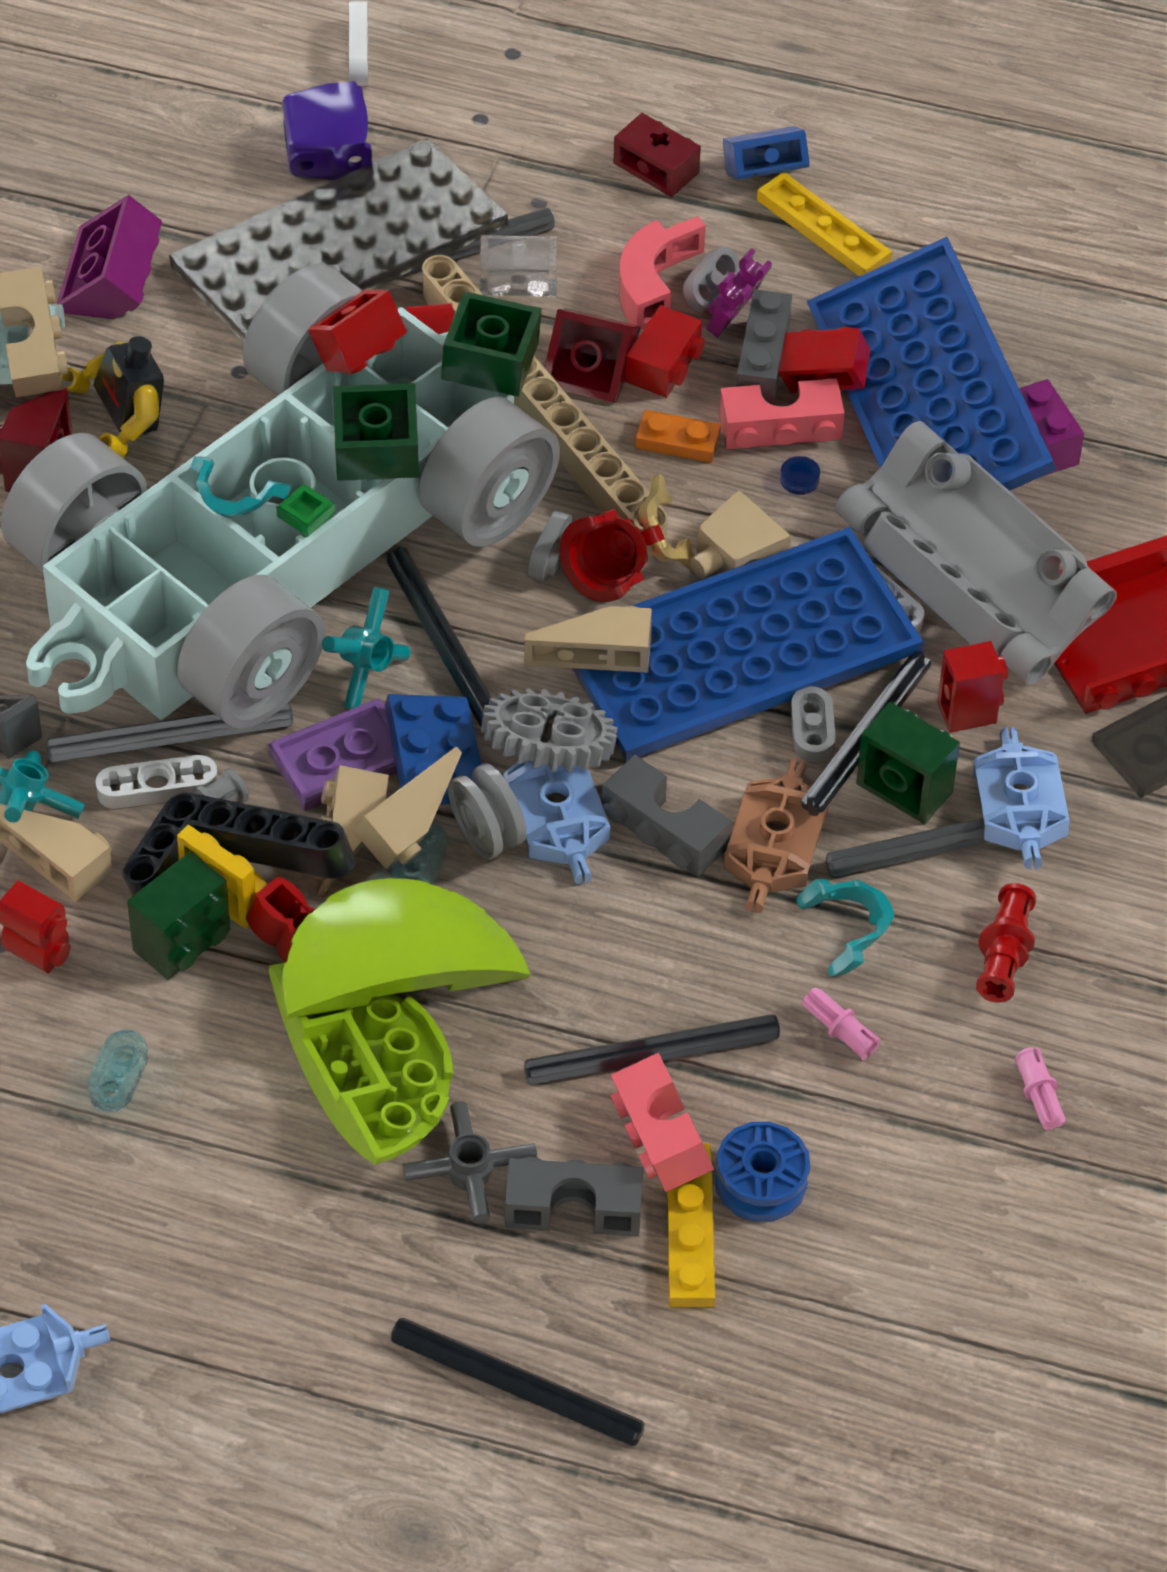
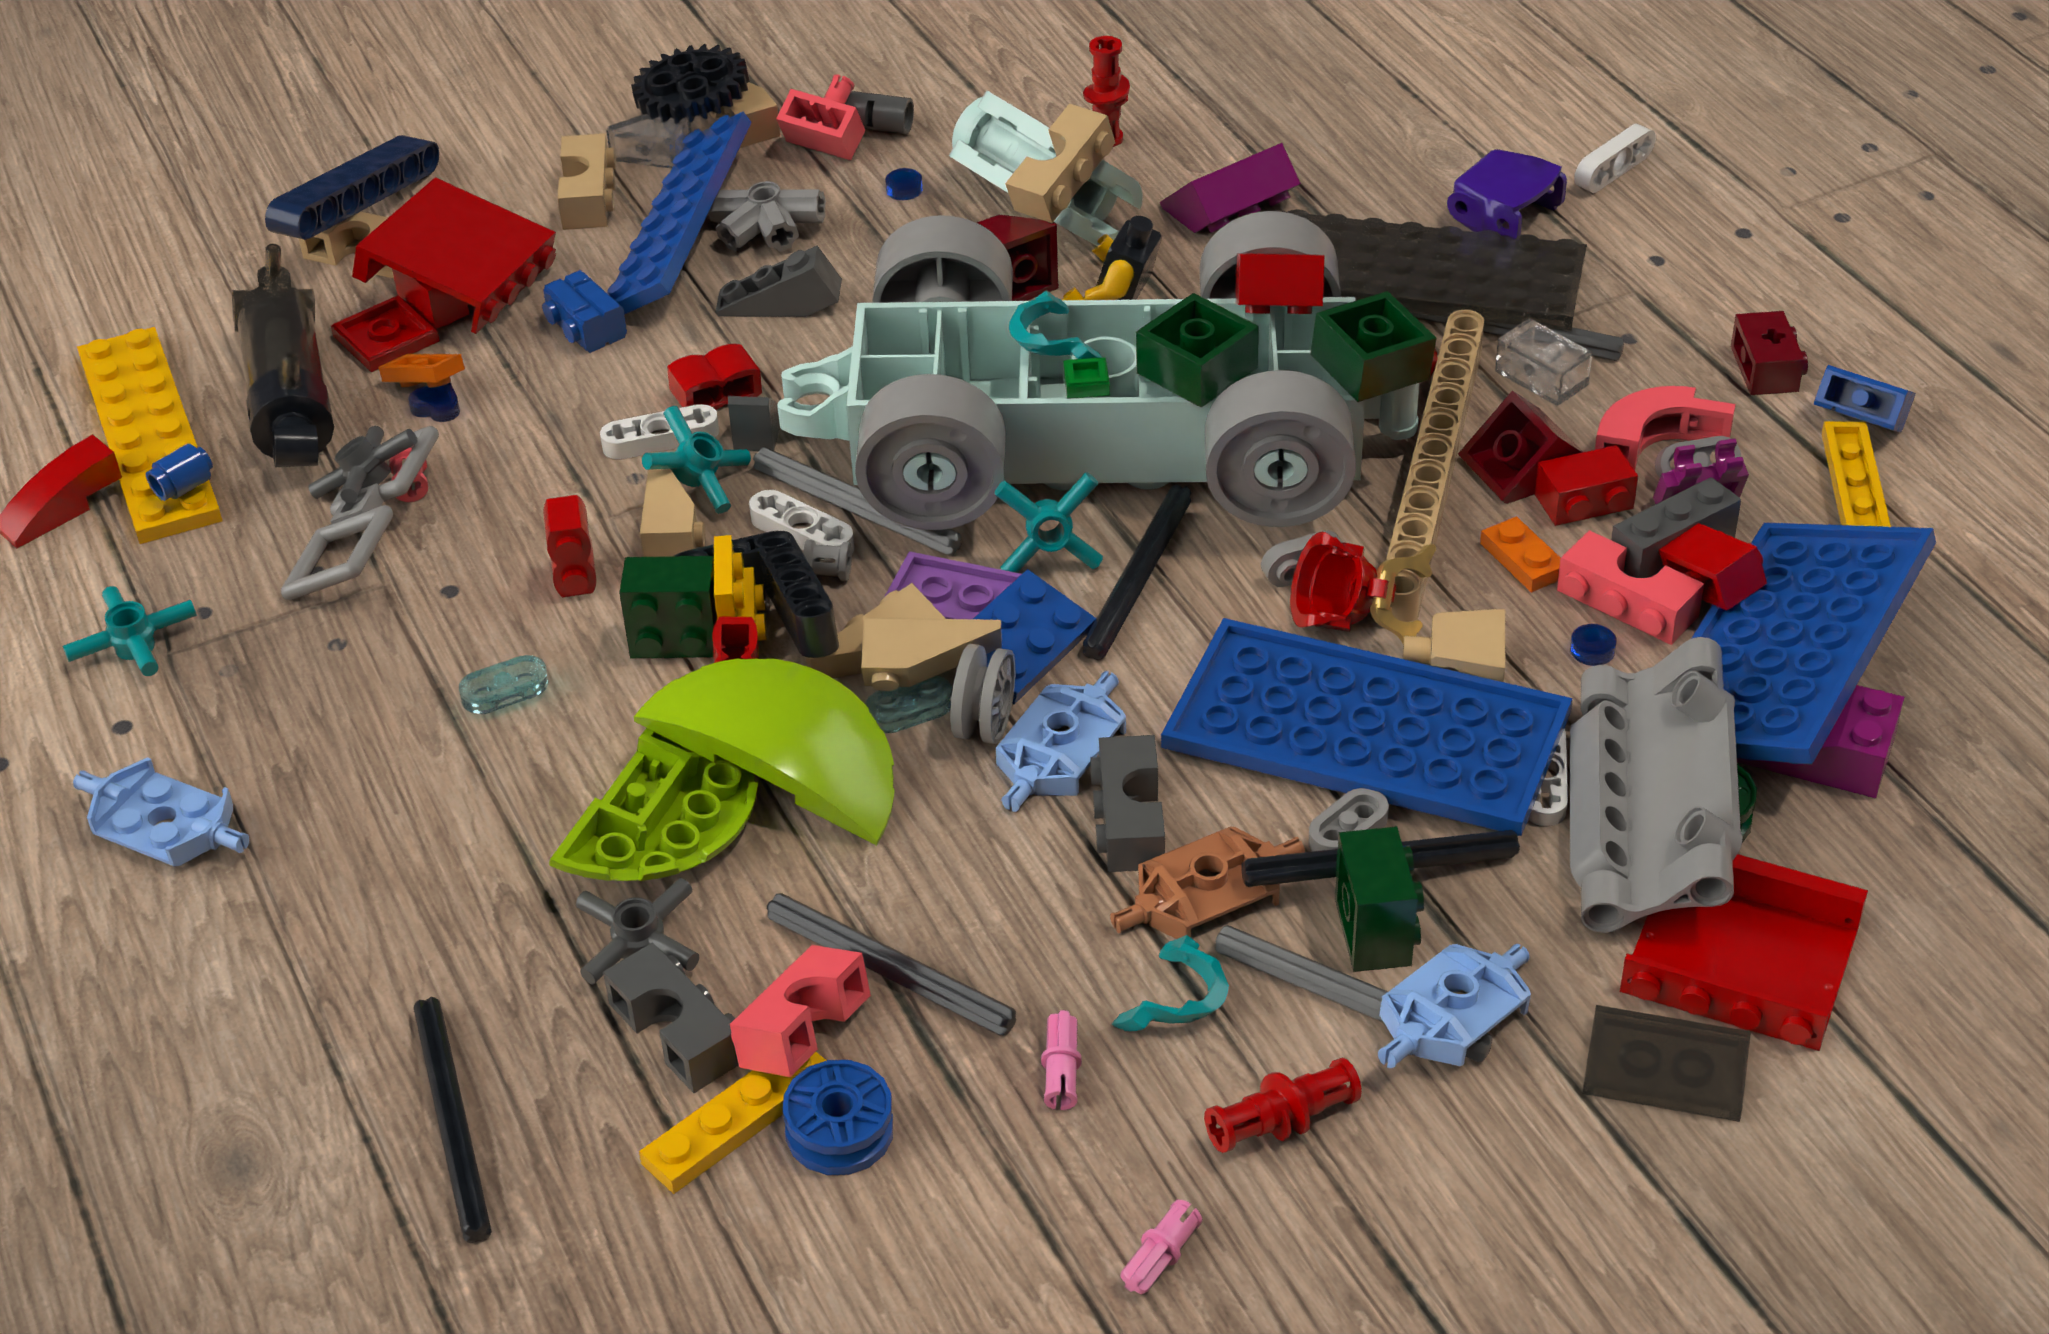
camera: 50 degrees right, 10 degrees down
(521, 721) = (1110, 671): light grey gear -> none
(599, 640) = (1235, 635): tan slope -> none
(971, 686) = (1514, 881): red brick -> none

